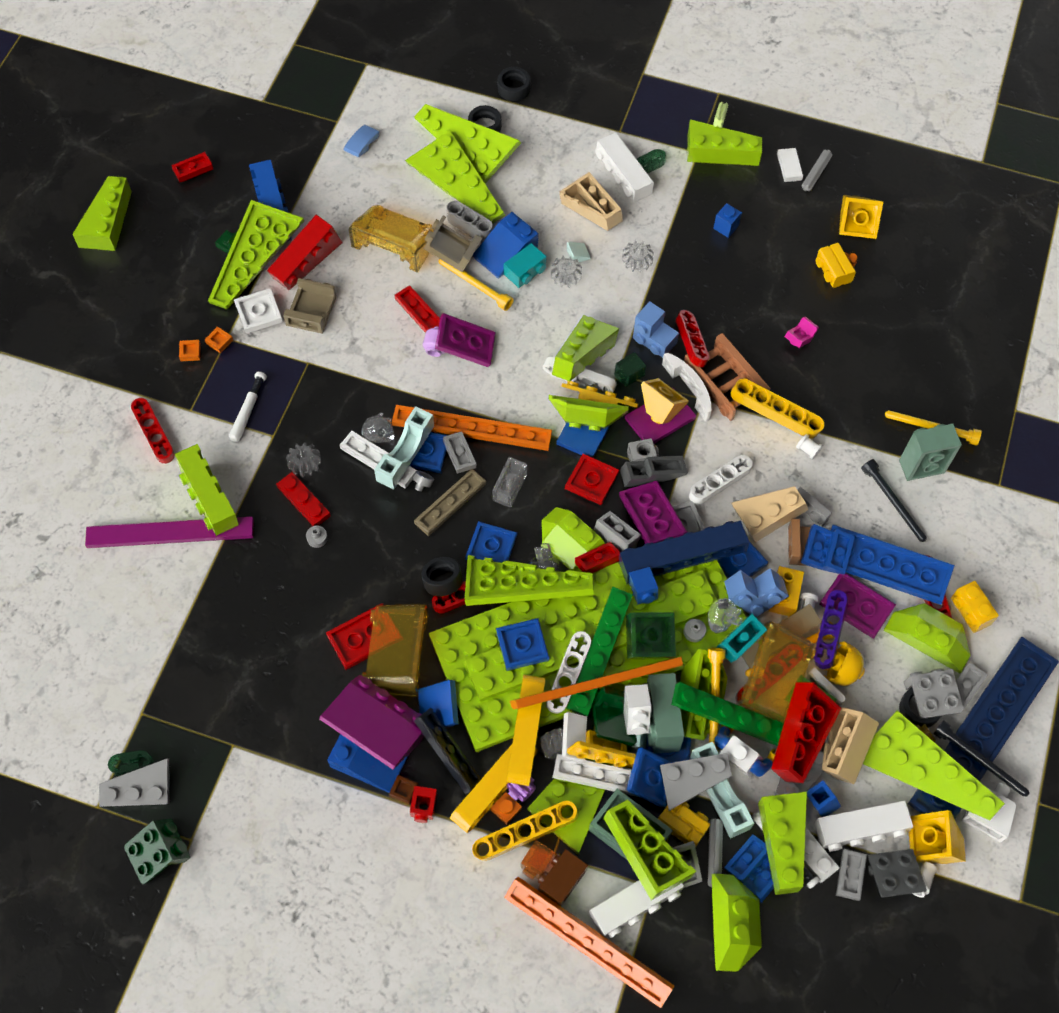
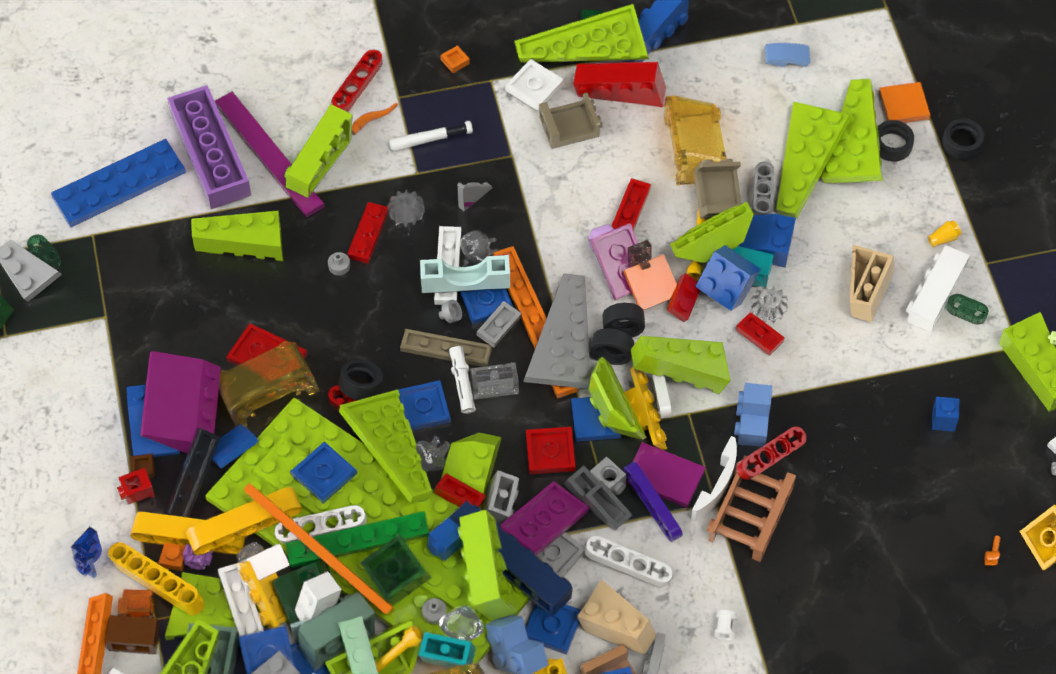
camera: 60 degrees right, 5 degrees down
(105, 666) = (118, 182): none -> blue plate
(131, 571) = (209, 147): none -> medium lavender brick
(195, 434) = (365, 118): none -> orange animal
(219, 339) = (482, 74): orange plate -> none
(237, 593) = (239, 234): none -> lime wedge
(326, 408) = (471, 193): none -> light grey tile
(457, 99) = (904, 102): none -> orange tile
(467, 881) = (86, 552): none -> clear blue bracket
(476, 322) = (640, 254): none -> clear smoke tile
(489, 504) = (460, 371): none -> white pin
(491, 264) = (723, 229): none -> lime wedge
(495, 332) = (652, 284): none -> tile
(508, 418) = (563, 345): none -> light grey wing
(518, 367) = (618, 312): none -> black tyre
(522, 320) = (684, 298): none -> red plate
(532, 280) = (728, 277): none -> blue brick
(535, 387) = (612, 345): none -> black tyre
(578, 251) = (803, 303): light aqua slope -> none
(583, 135) = (945, 233): none -> yellow cone
(585, 291) = (760, 333): none -> red plate
(629, 369) = (695, 418): clear green brick -> none
(637, 256) = (836, 356): clear gear -> none
(662, 401) = (677, 461): yellow slope -> none
(683, 435) = (653, 501): none -> dark purple beam
(690, 566) = (485, 566): none -> lime wedge
(786, 408) = (742, 581): yellow beam -> none
(802, 333) = (856, 552): dark pink bracket -> none
(835, 265) = (970, 543): yellow brick -> none

